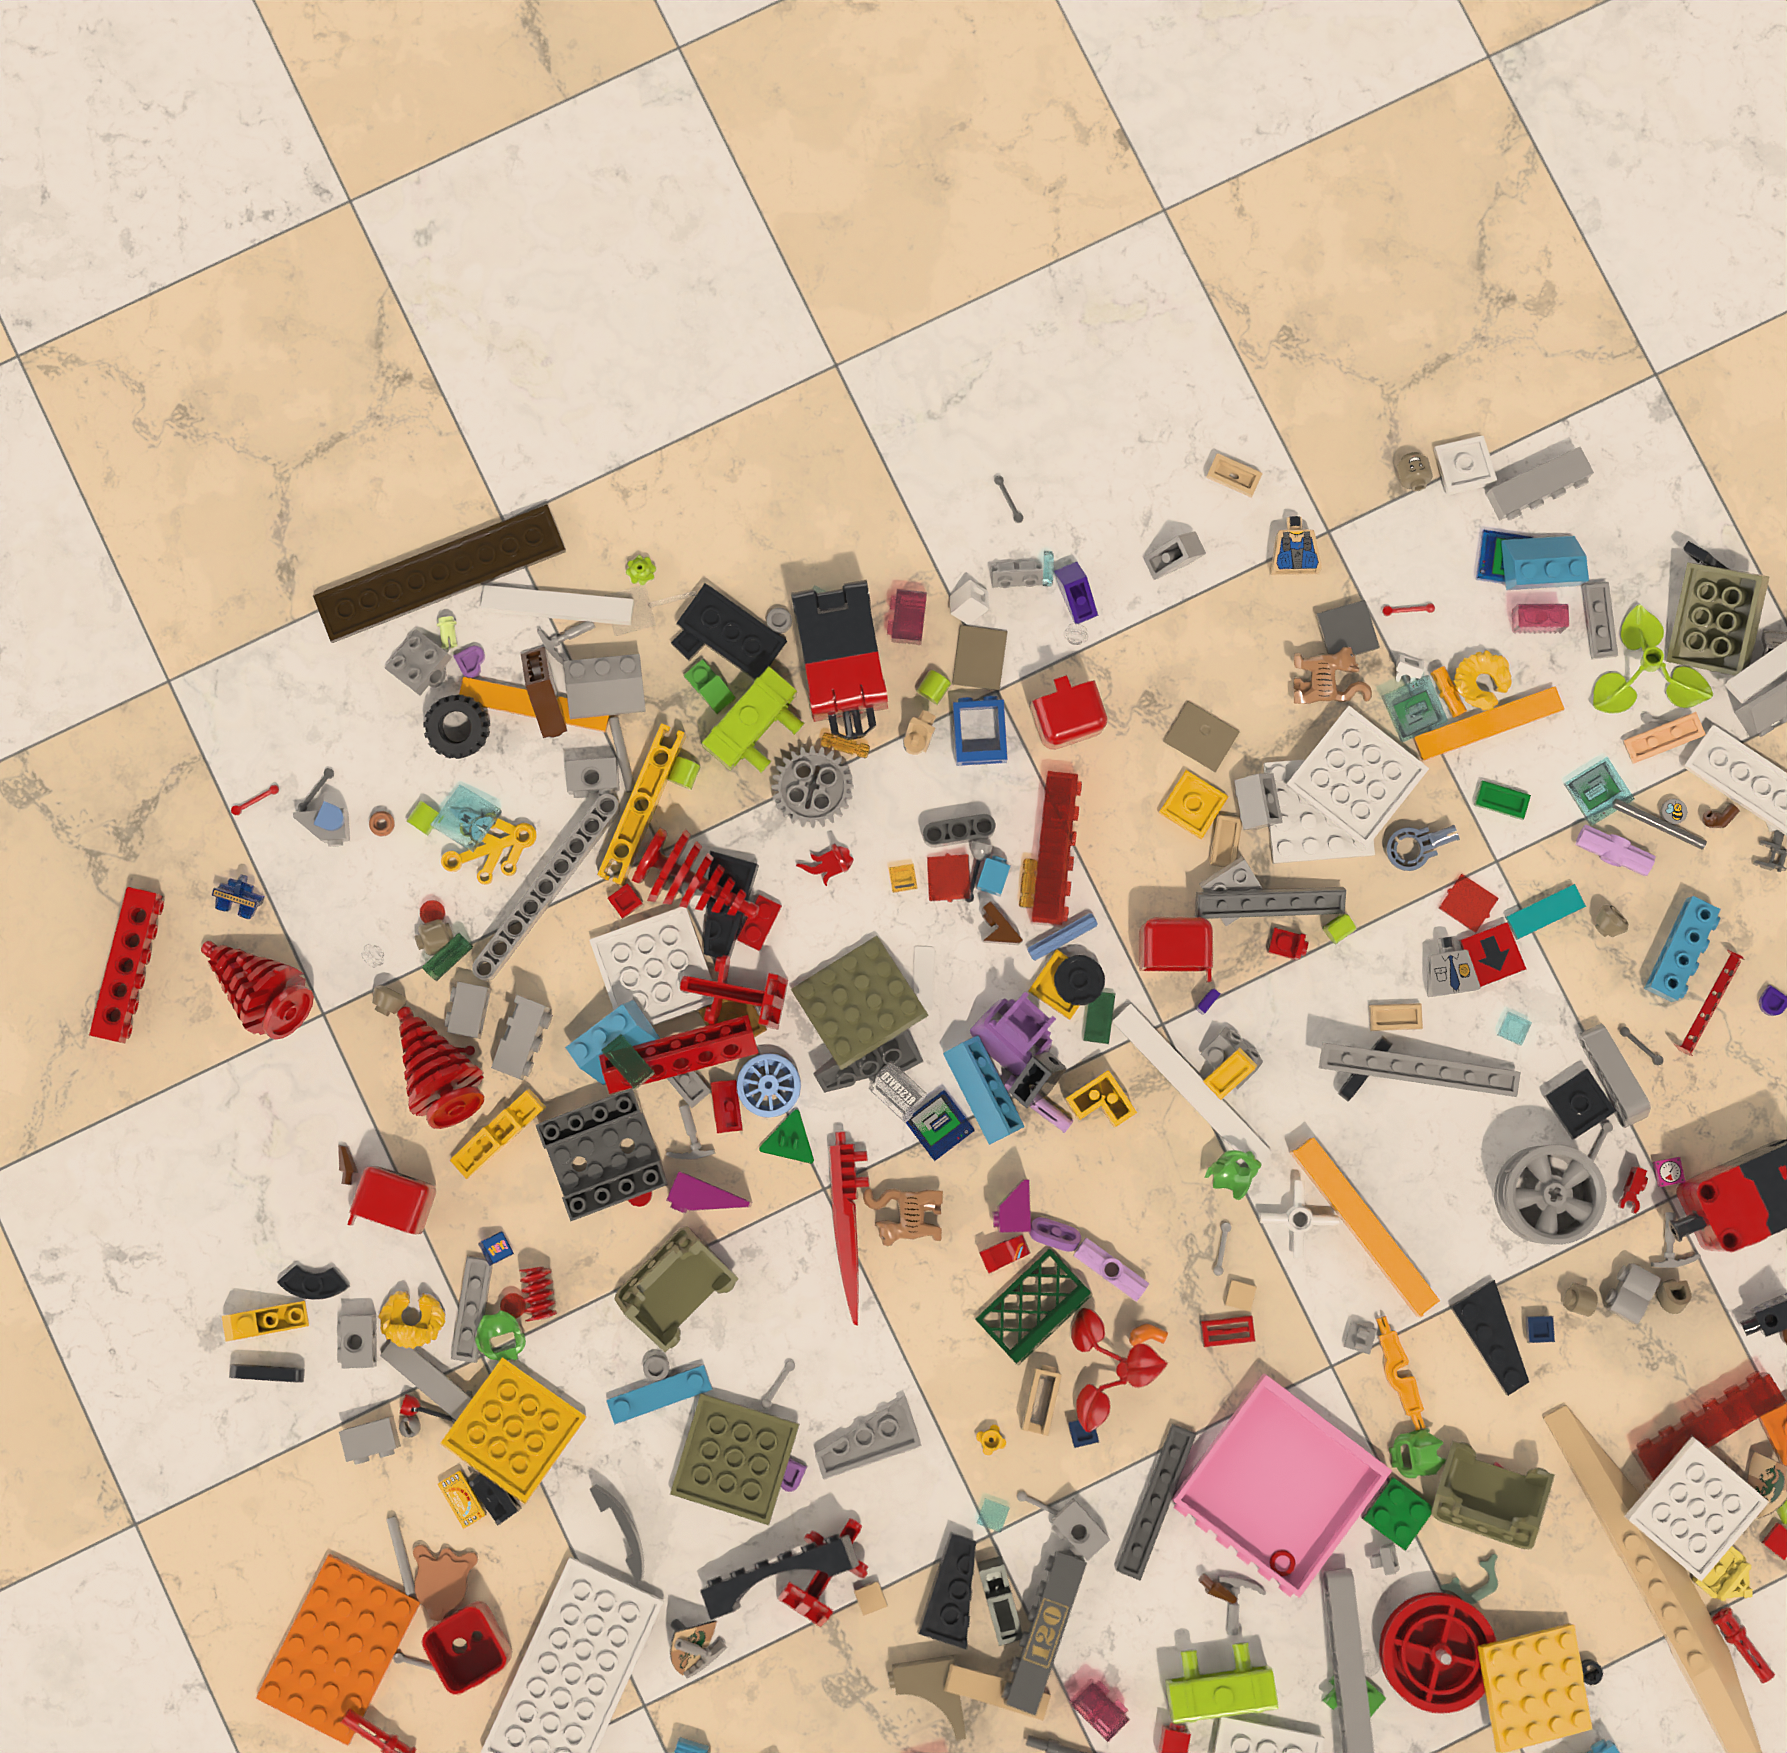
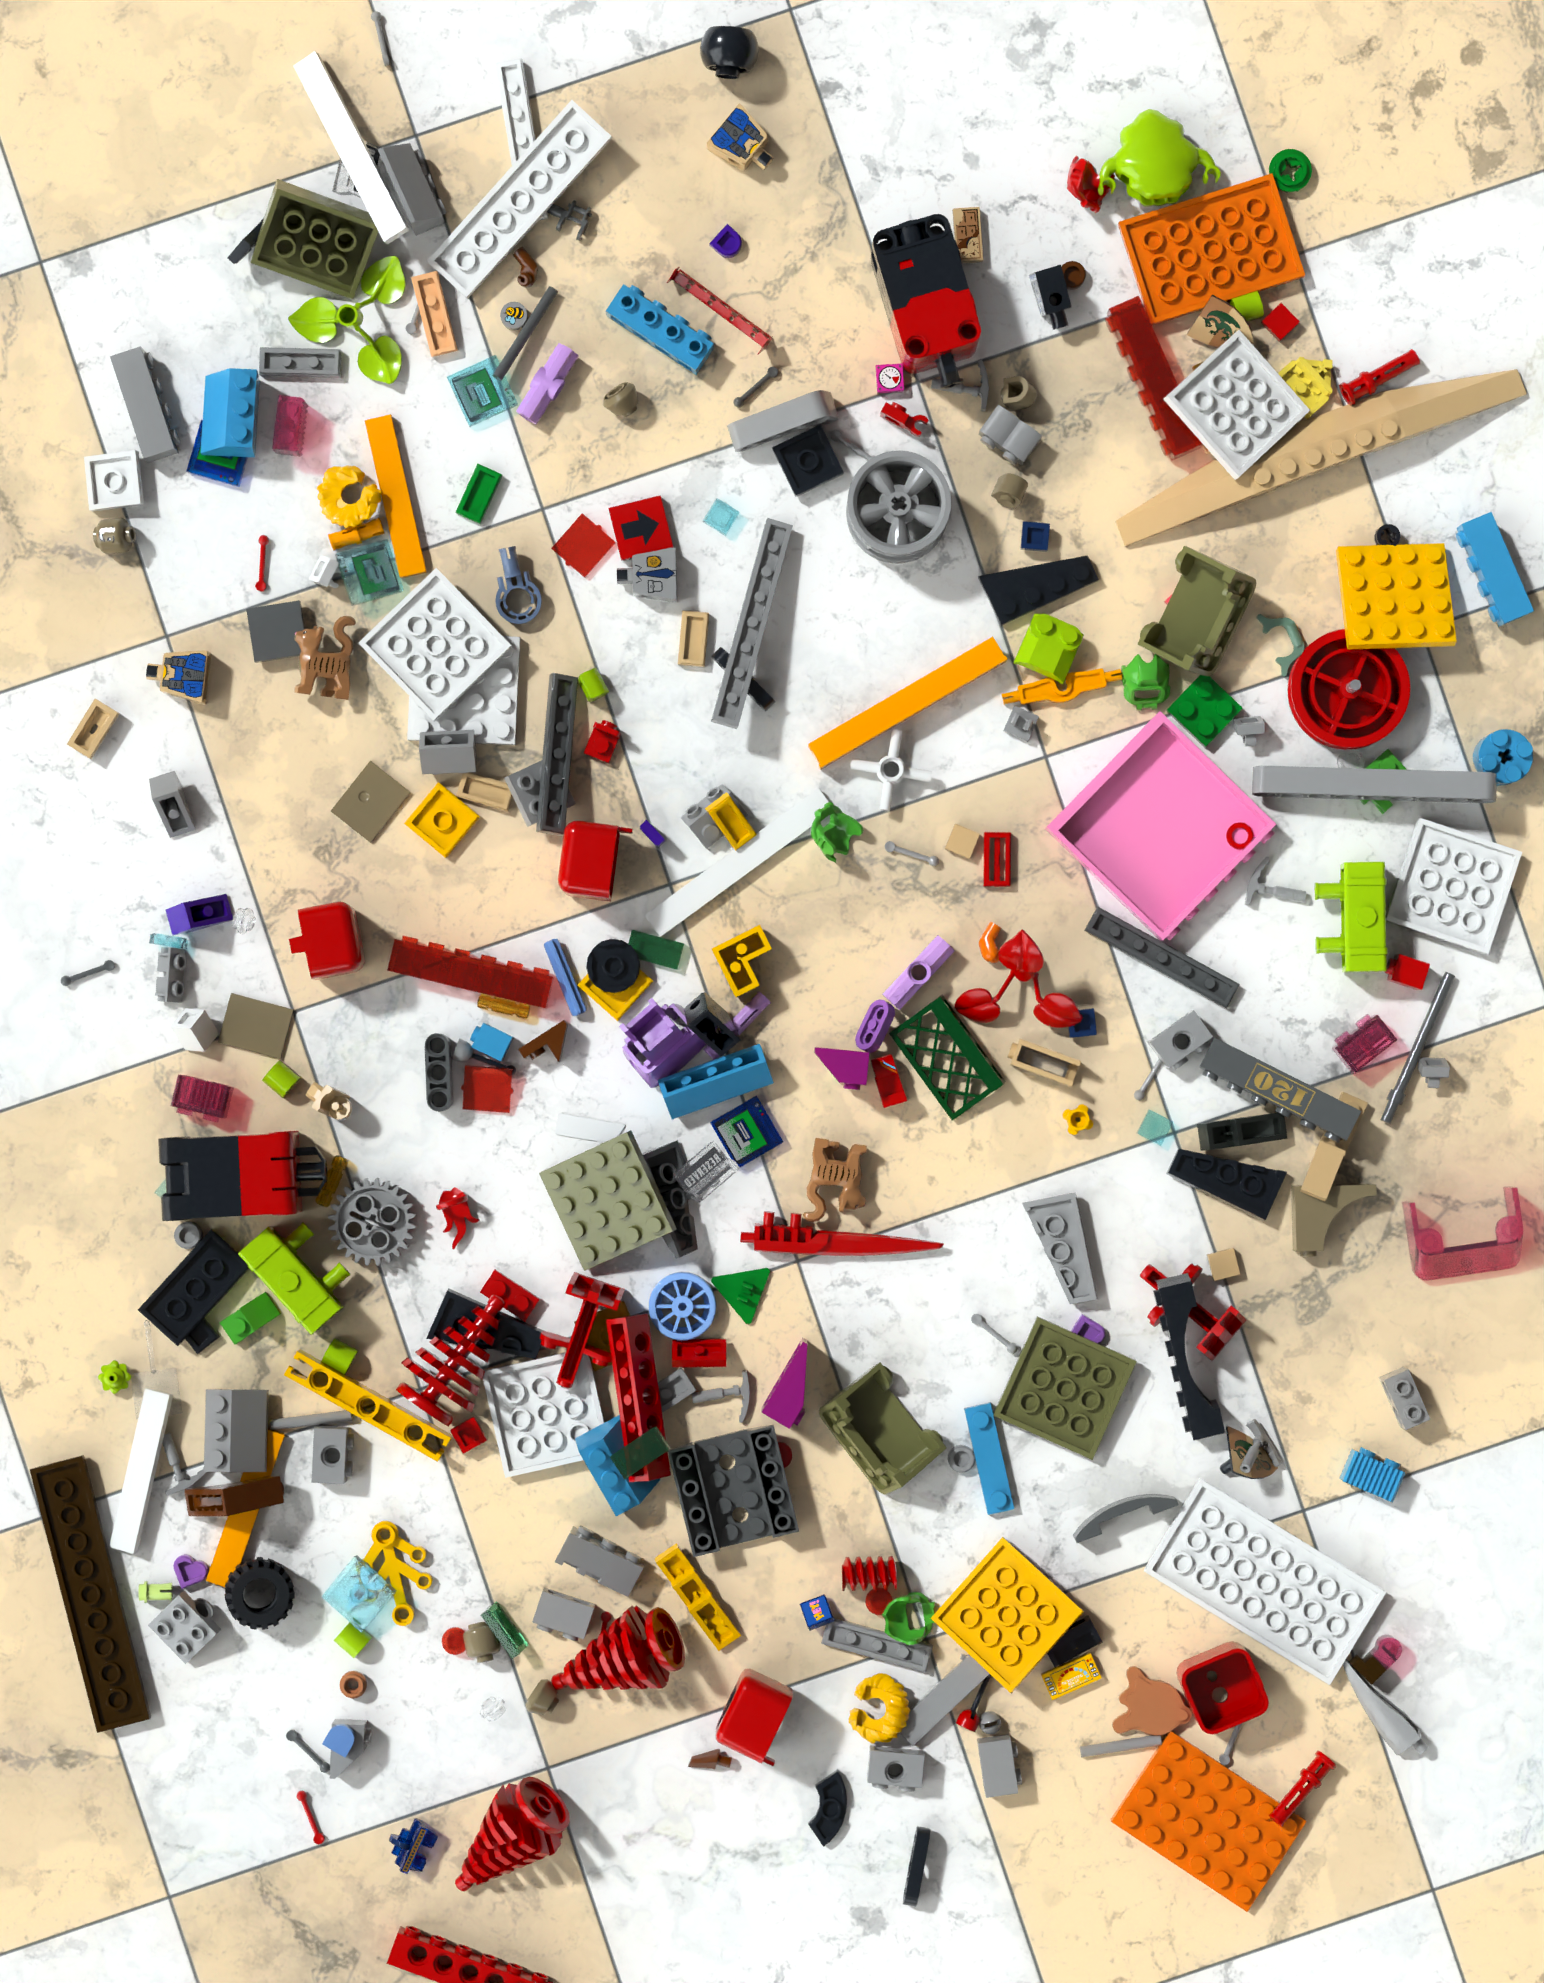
camera: 85 degrees left, 5 degrees up
(265, 1321) = (862, 1862): yellow slope -> none
(544, 900) = (448, 1529): light grey beam -> none
(903, 878) = (481, 1137): clear yellow tile -> none
(980, 757) = (363, 1036): blue window -> none
(1215, 1589) = (1258, 907): reddish brown bar -> none
(1437, 1356) = (1049, 647): none -> lime slope
(1545, 911) = (602, 466): teal tile -> none

